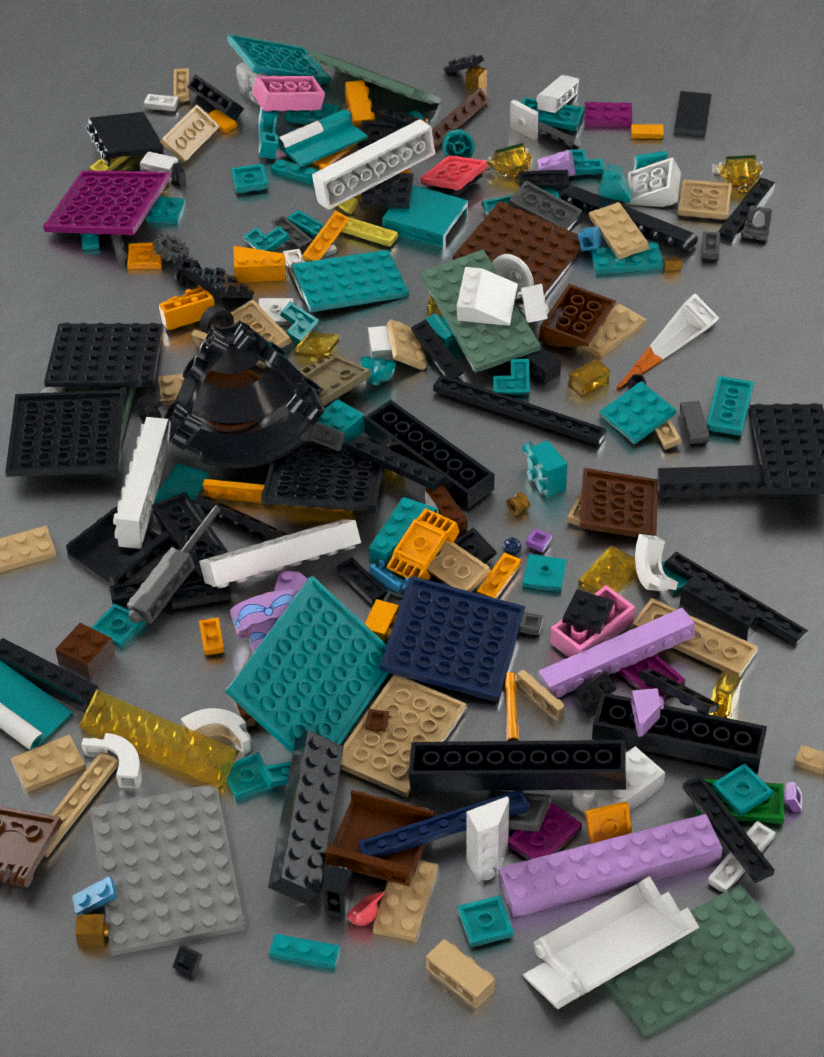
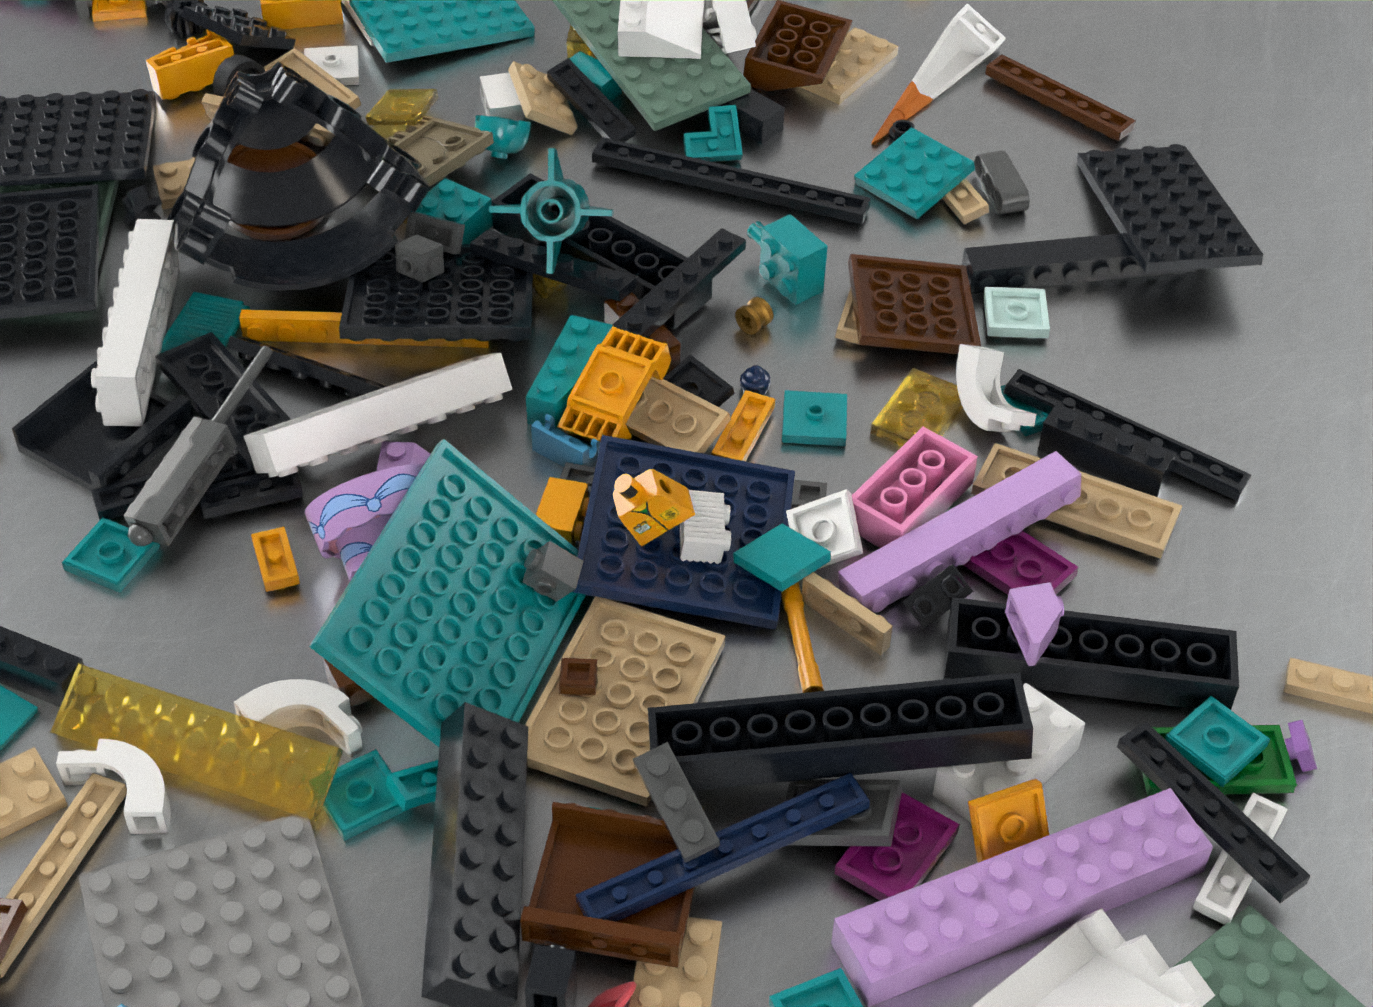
camera: 10 degrees left, 0 degrees up
(85, 651) = (55, 600): reddish brown brick -> none
(301, 320) = (373, 74): teal plate -> none
(314, 453) = (419, 258): none -> dark grey brick
(361, 580) = (519, 450): black plate -> none
(369, 657) = (552, 571): none -> dark grey brick
(398, 430) = (538, 214): none -> teal brick
(419, 796) = (676, 802): none -> dark grey plate
(431, 622) = (651, 504): none -> light orange torso
(461, 637) = (704, 534): none -> white brick
(473, 482) = (682, 284): none -> black plate
(487, 838) = (807, 869): white slope -> none
(506, 659) = (782, 557): none -> teal tile
(535, 646) = (830, 524): none -> white plate
(538, 540) = (796, 368): medium lavender plate -> none
(588, 378) = (829, 129): clear yellow brick -> none
(588, 611) = (904, 469): black plate -> none
(673, 688) = (1089, 591): black plate -> none
(684, 513) = (1016, 312): none -> light aqua plate
(727, 694) = (1153, 584): clear yellow brick -> none
(730, 405) = (1050, 156): teal plate -> none
(746, 363) = (1060, 97): none -> reddish brown plate

